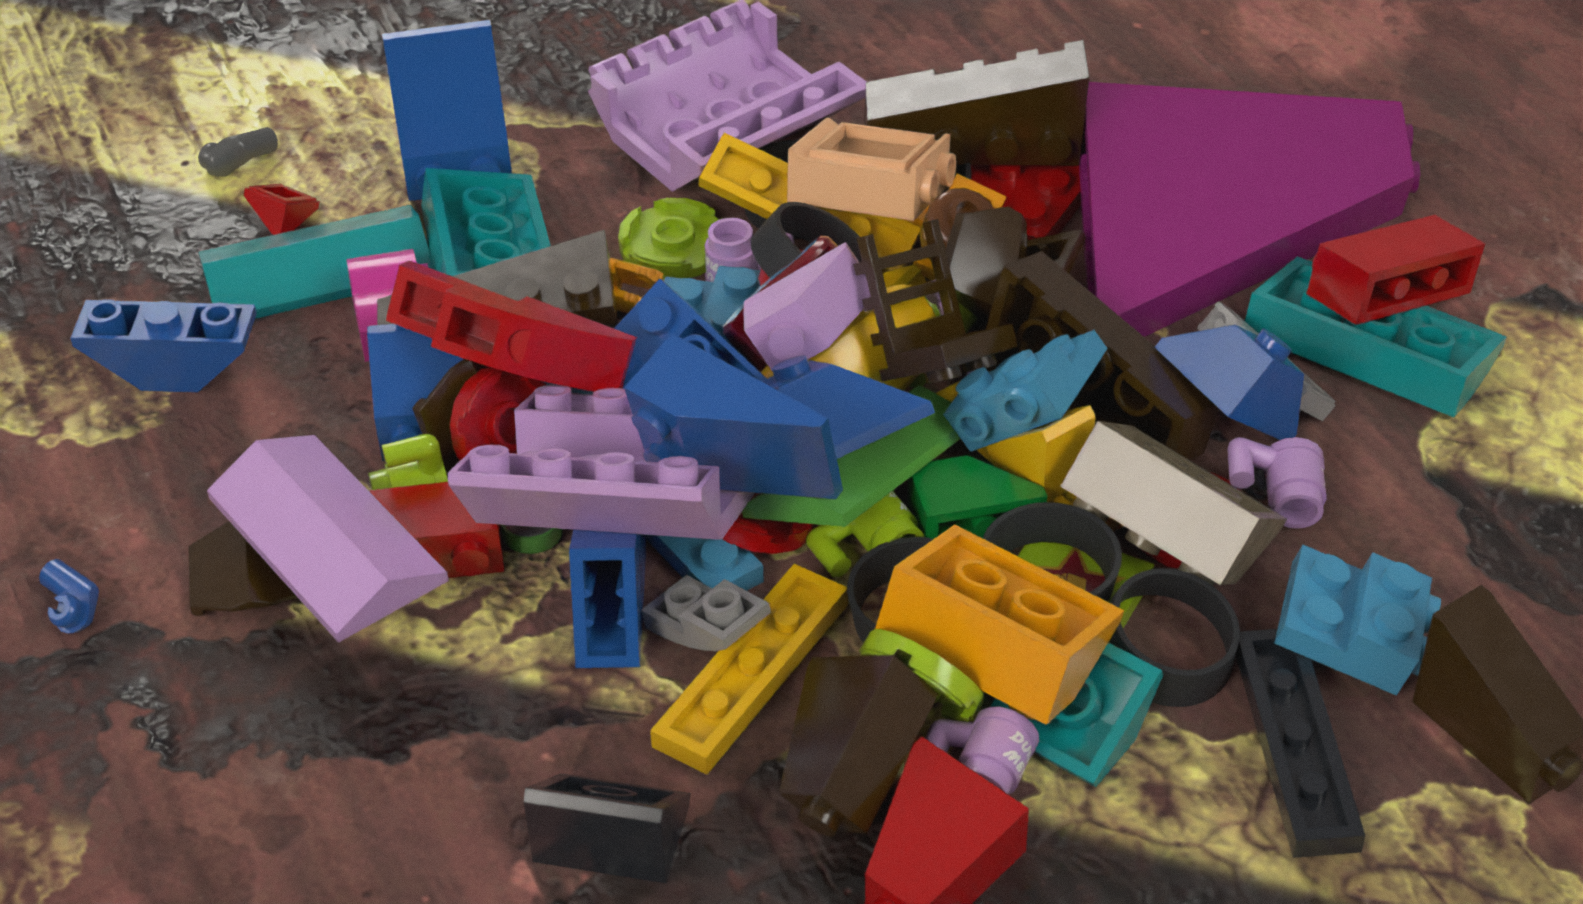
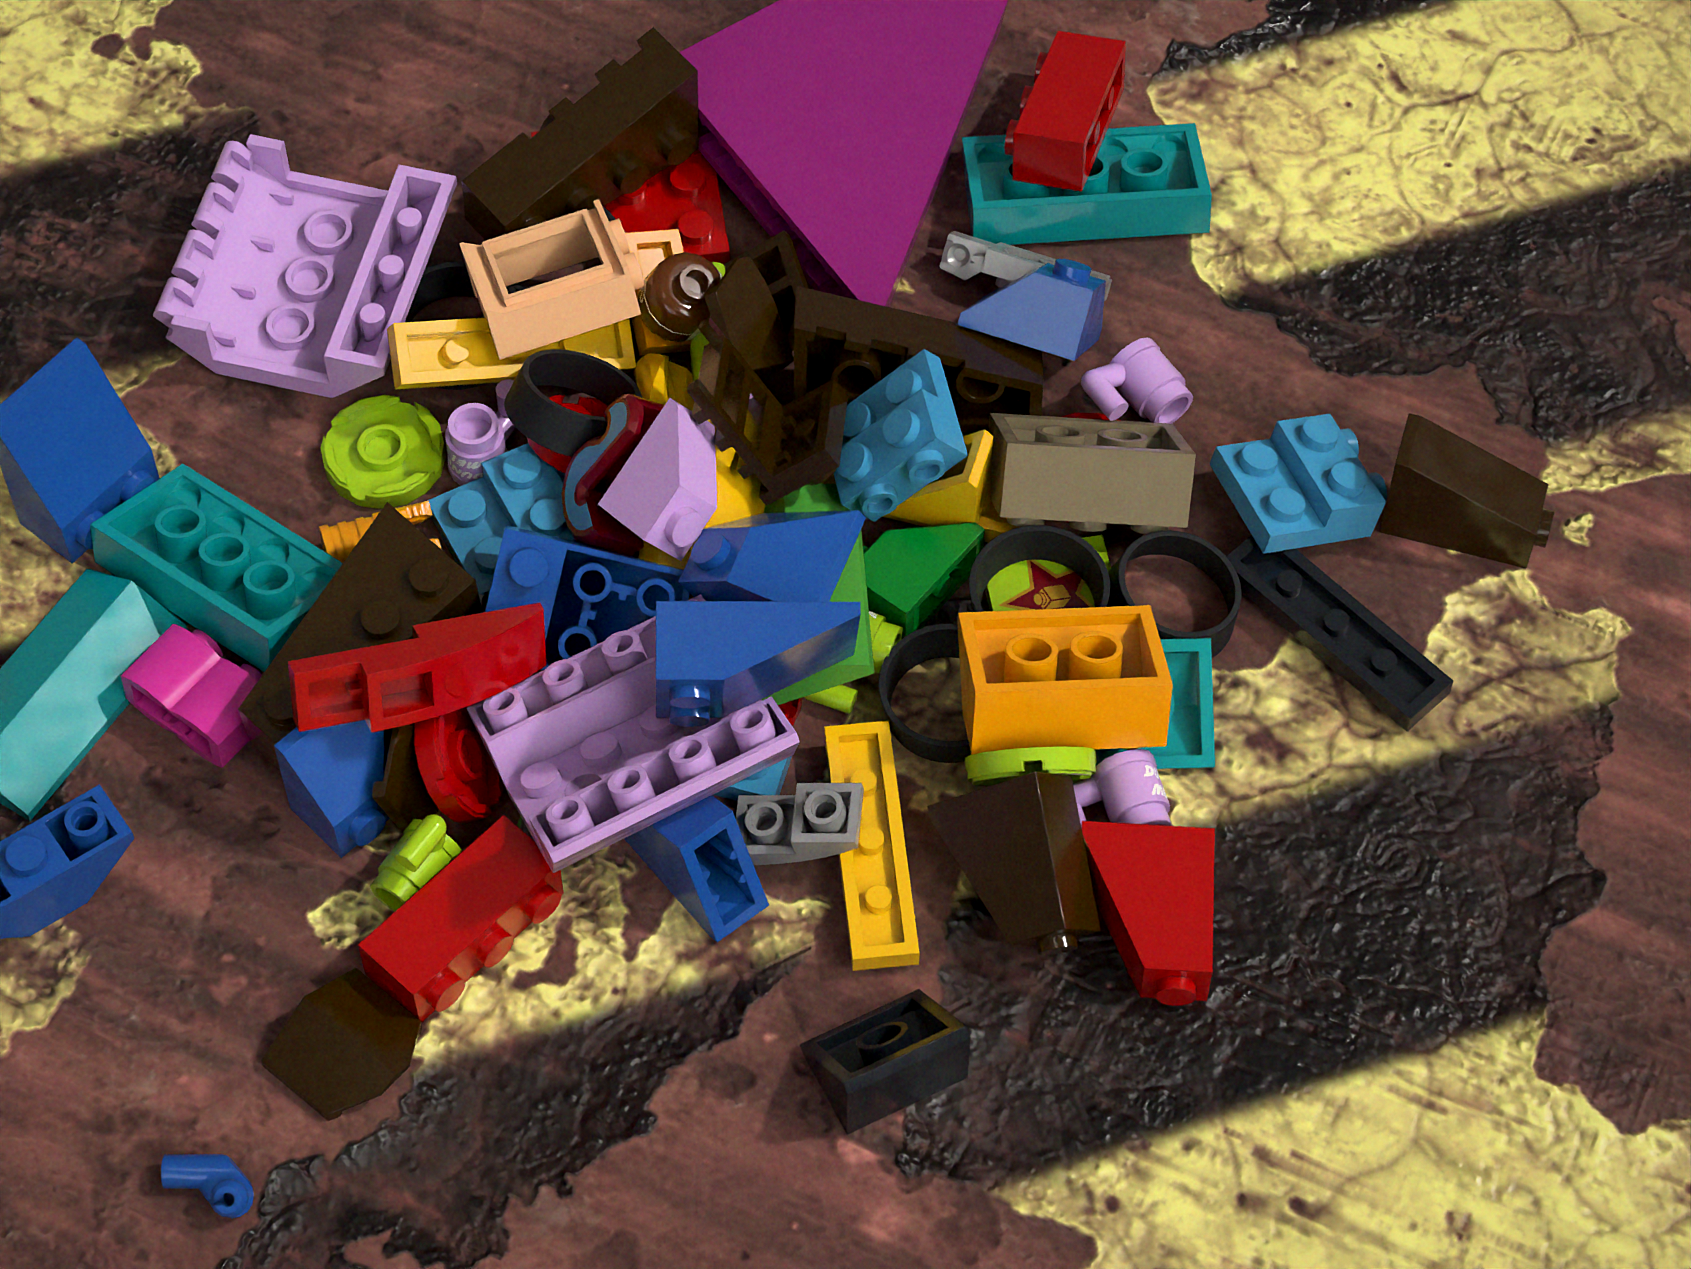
camera: 40 degrees left, 15 degrees up
(324, 533) = (416, 971): lavender slope -> none

